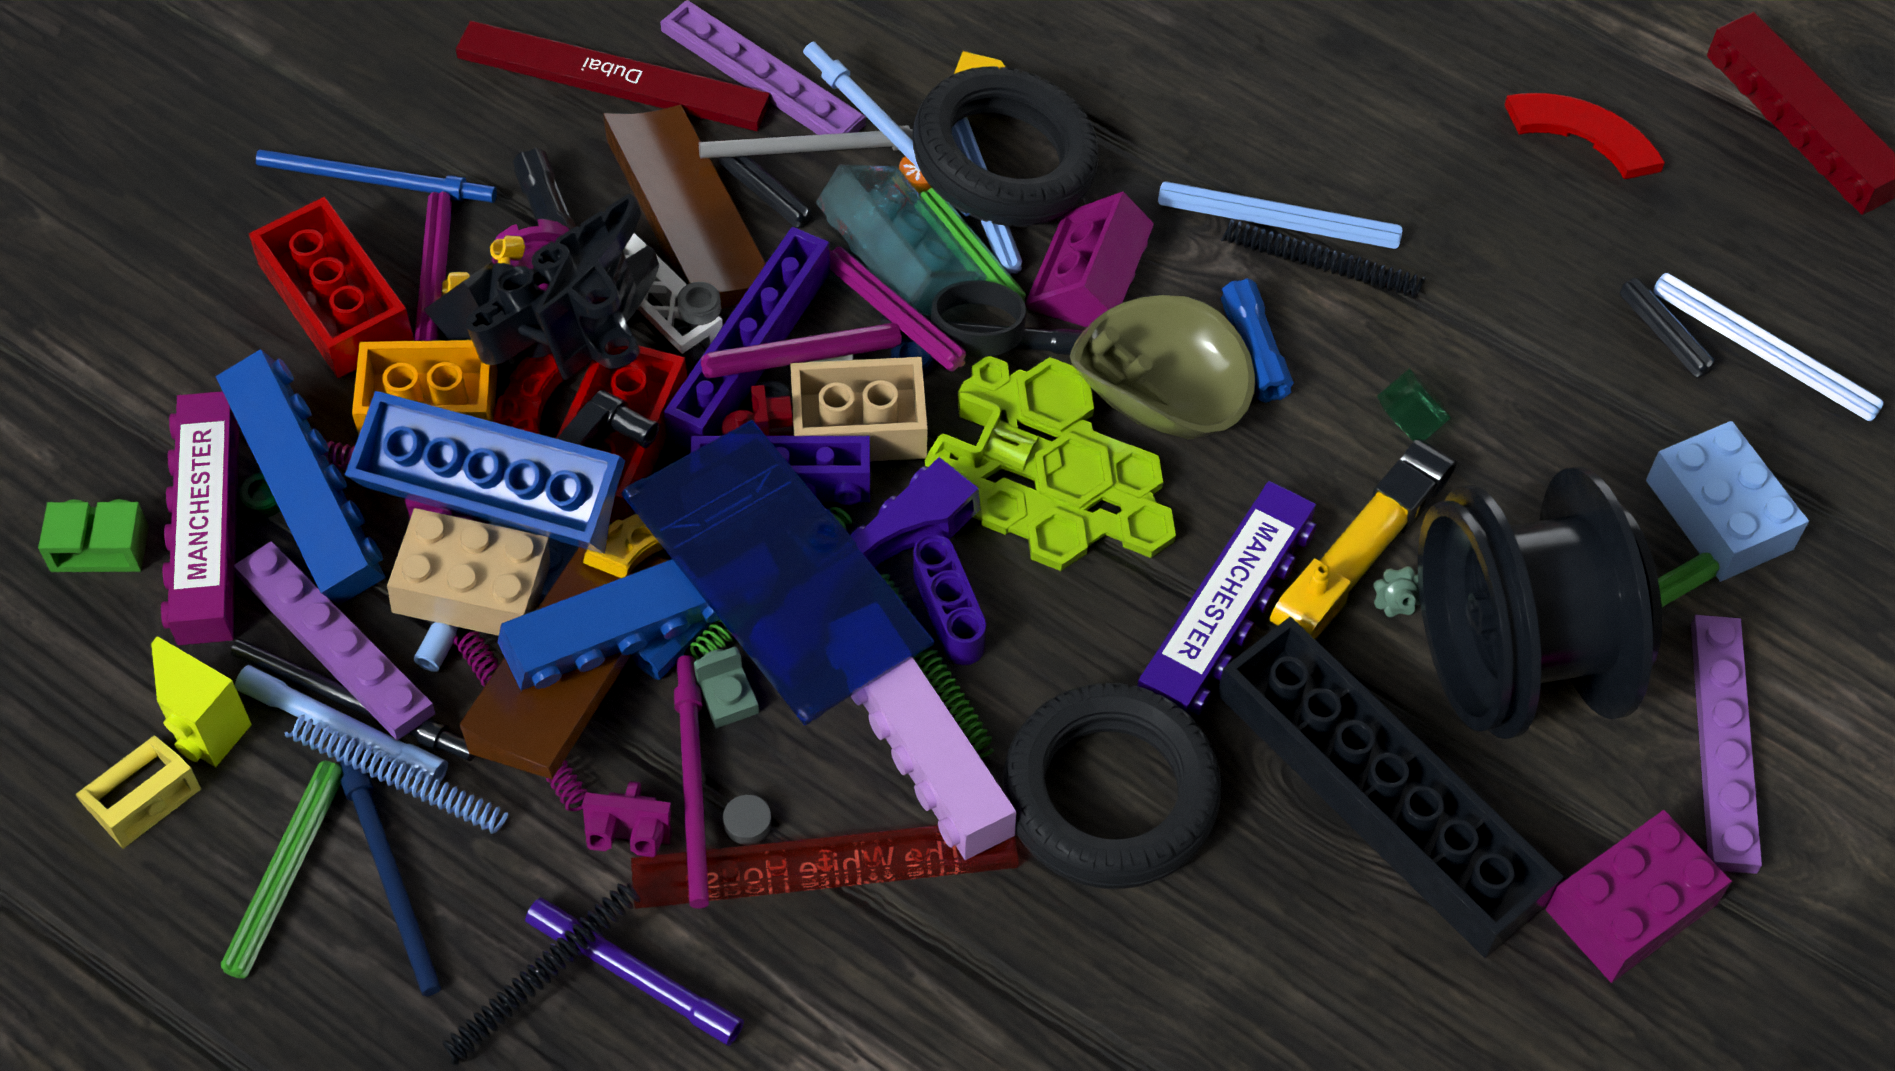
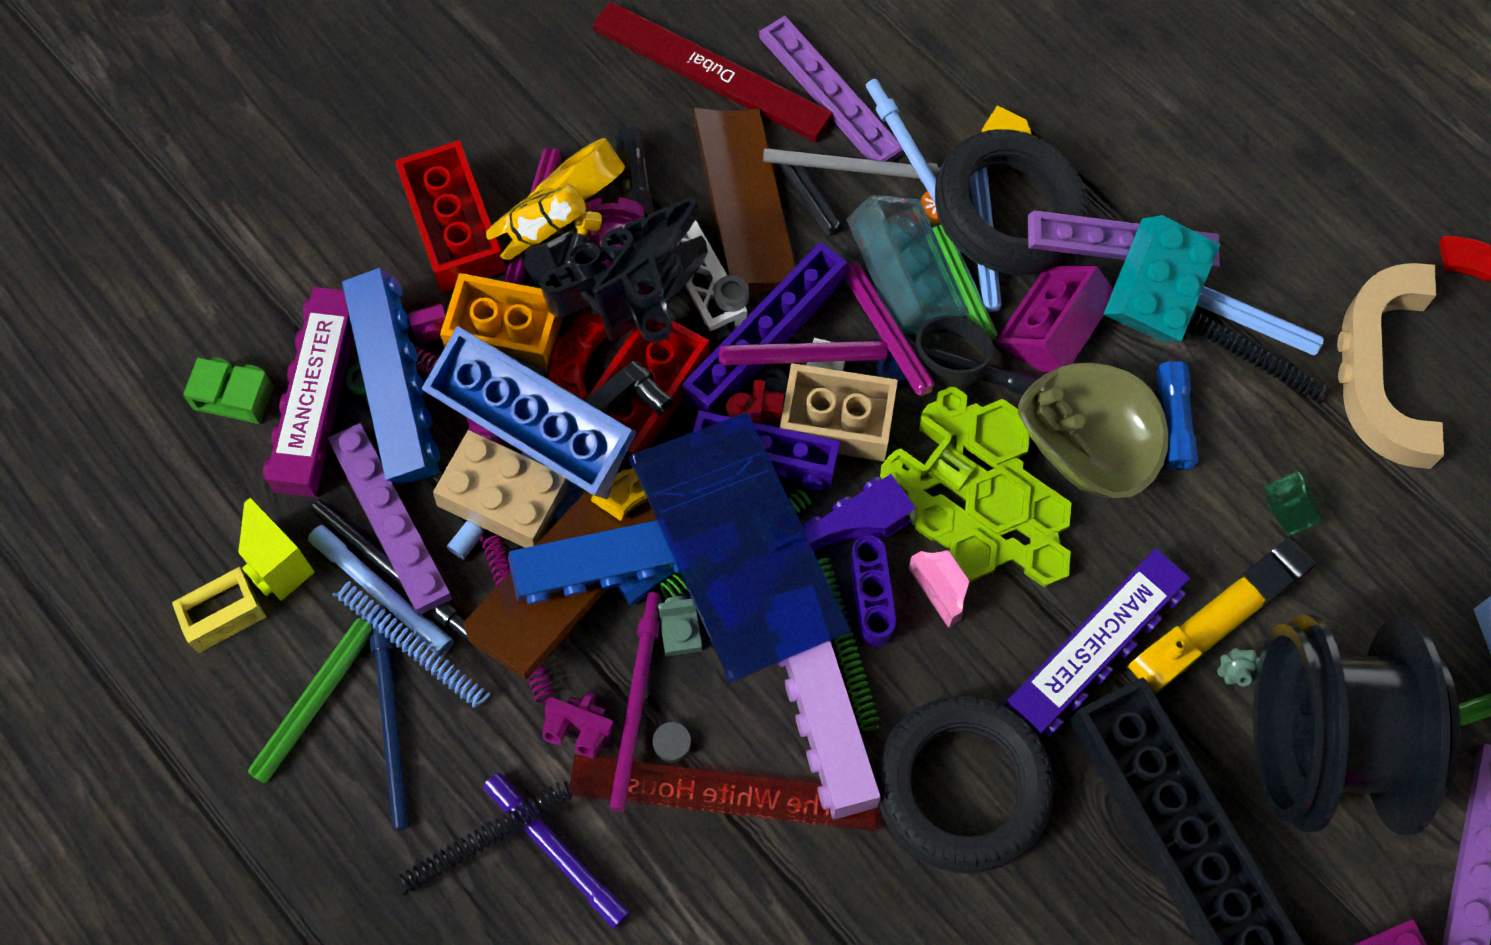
camera: 15 degrees right, 10 degrees up
(332, 410) = (427, 323): none -> magenta bracket
(455, 186) = (566, 145): blue bar -> none
(462, 237) = (558, 198): none -> yellow animal
(1029, 571) = (942, 583): none -> bright pink slope
(1145, 161) = (1087, 235): none -> medium lavender plate
(1200, 192) = (1162, 279): none -> teal brick
(1476, 295) = (1361, 371): none -> tan arch

